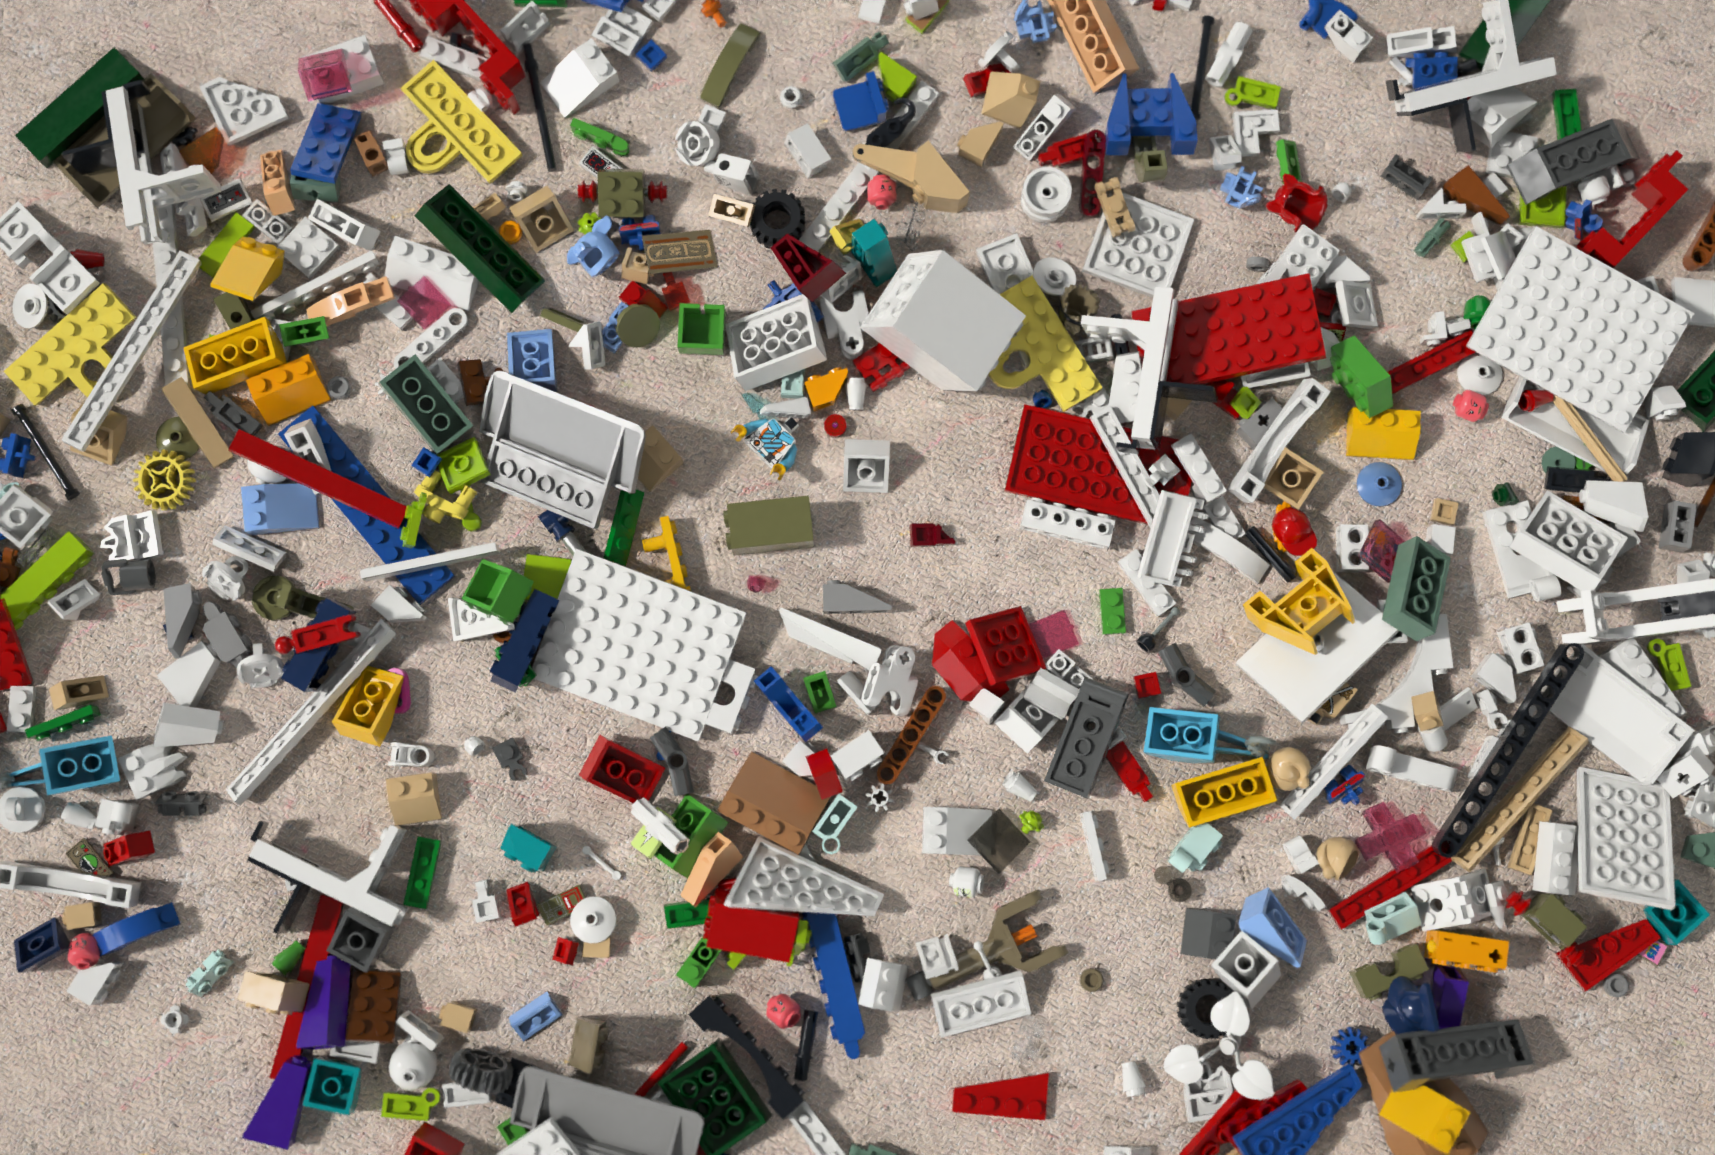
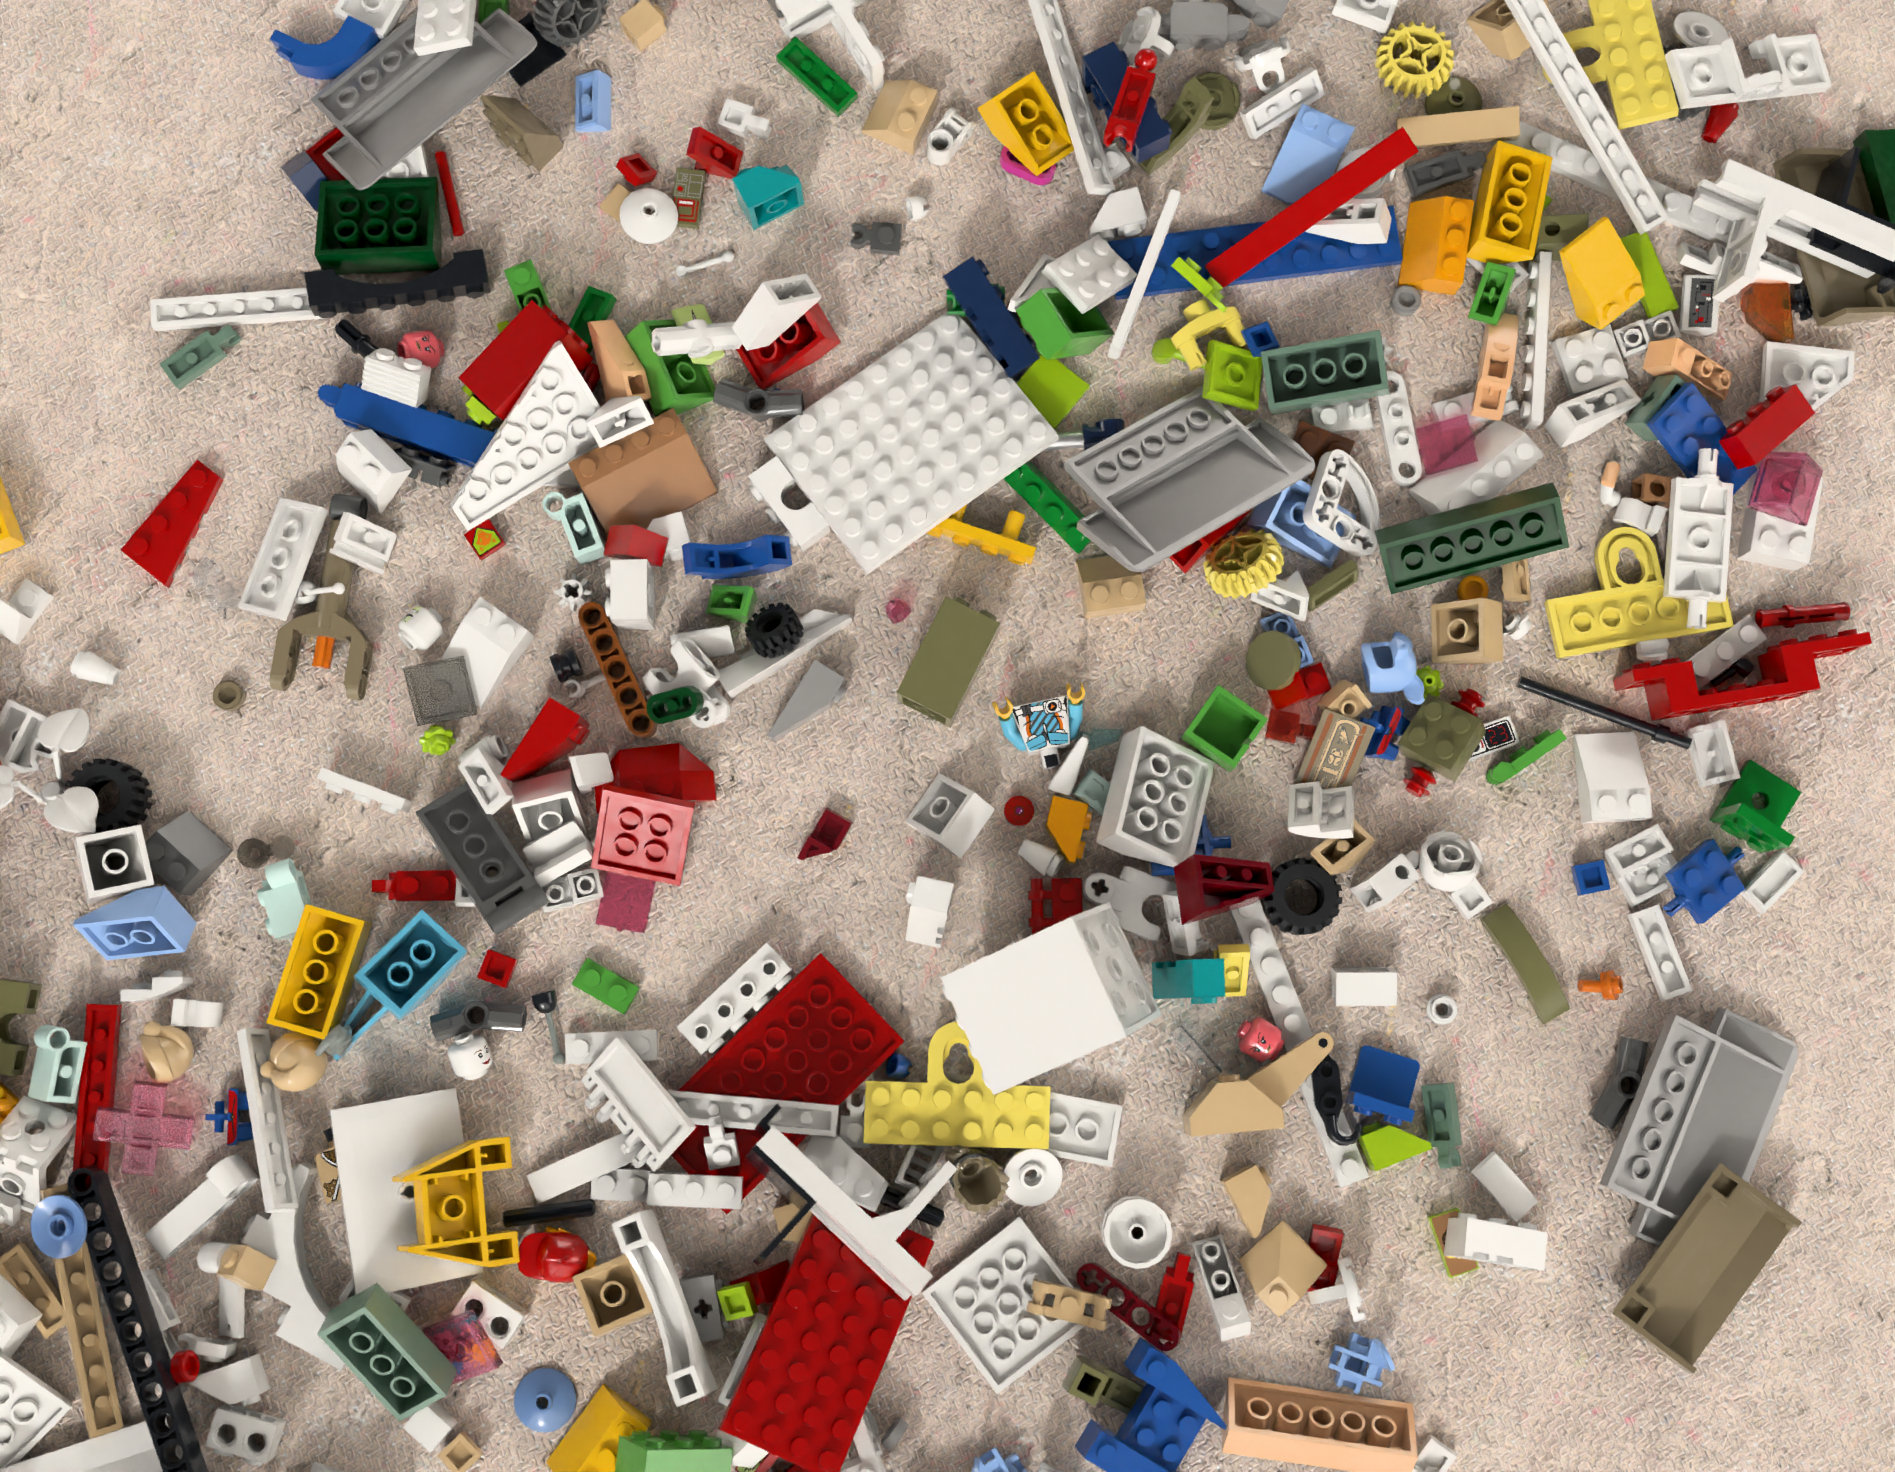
camera: 125 degrees right, 0 degrees up
(289, 109) = (1766, 426): none -> red brick
(386, 188) = (1608, 482): none -> arm
(391, 109) = (1699, 539): none -> white plate
(454, 594) = (1090, 273): none -> white plate
(481, 350) = (1329, 514): none -> white beam
(577, 369) = (1243, 563): none -> light yellow gear
(609, 783) = (774, 309): none -> white slope
(716, 238) = (1321, 811): none -> white slope
(747, 839) = (618, 419): none -> white slope
(813, 1009) = (396, 377): none -> white brick
(825, 640) = (774, 630): none -> black tyre
(881, 881) = (484, 539): none -> tile
(910, 676) = (677, 704): none -> dark green plate
(928, 771) = (566, 665): none -> black wheel
(933, 437) = (928, 910): none -> white wedge
(981, 745) = (549, 738): none -> red slope
(1036, 769) = (484, 779): none -> white slope
(1211, 664) = (469, 1056): none -> white head
(1490, 842) = (50, 1230): none -> medium blue dish
(1508, 707) = (184, 1366): none -> red tile

